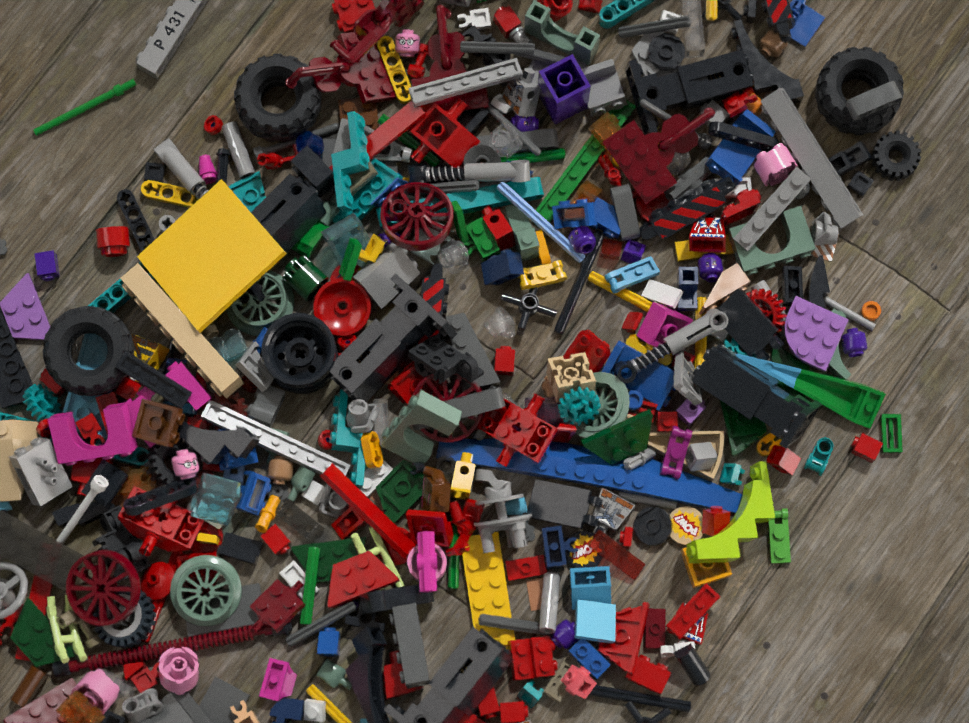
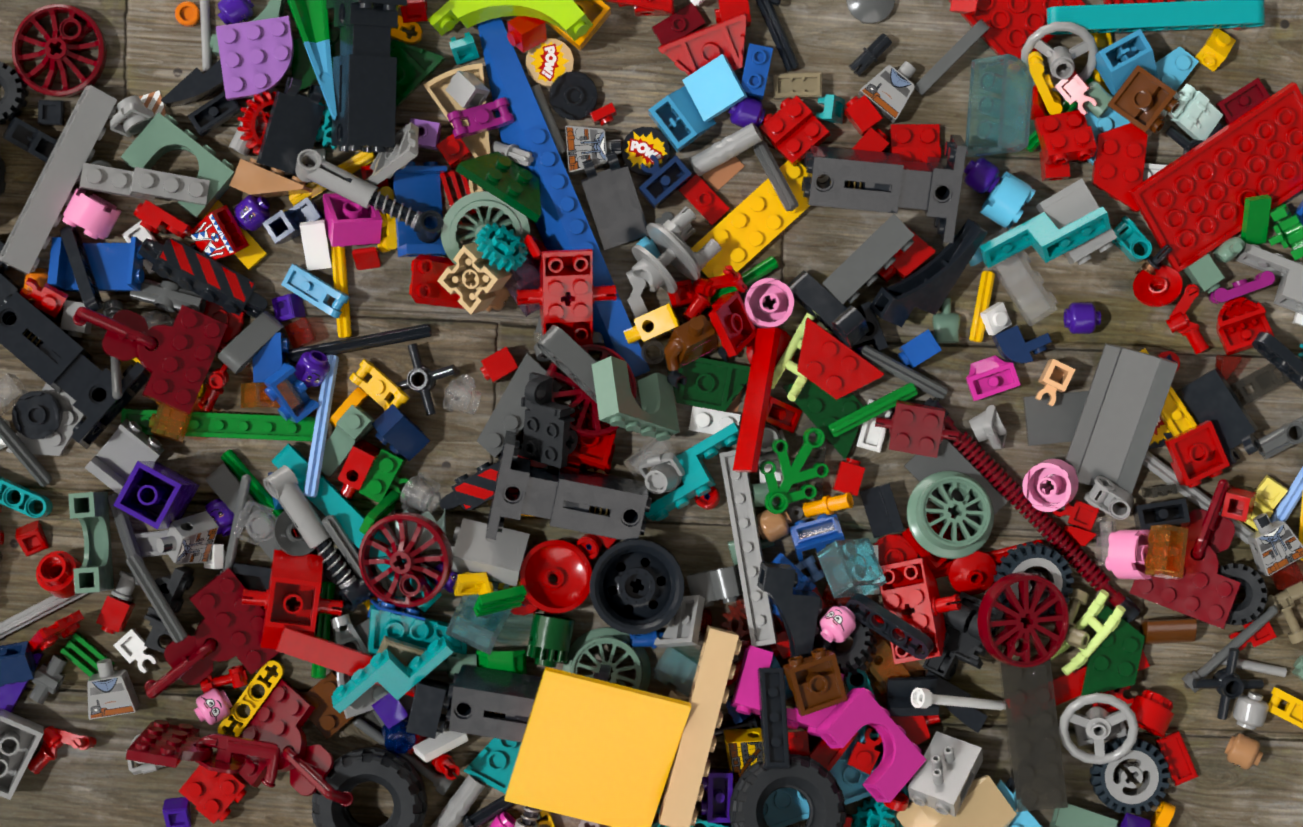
camera: 120 degrees left, 10 degrees up
(136, 322) = (718, 791): none -> dark purple brick
(208, 539) = (896, 549): yellow tile -> none
(246, 656) = (989, 426): none -> light grey piece
(284, 163) = (433, 748): none -> white tile
(303, 502) = (792, 473): none -> green plant
(327, 147) = (390, 710): none -> dark purple slope
(372, 450) = (689, 439): light orange beam -> none
(427, 561) = (771, 300): dark pink piece -> none
(465, 82) = (220, 606): light grey tile -> none
(578, 681) = (789, 64): coral brick -> none
(616, 554) = (629, 113): clear red tile -> none
(636, 400) = (449, 197): blue tile -> none
(906, 218) = (61, 39): none -> dark red piece

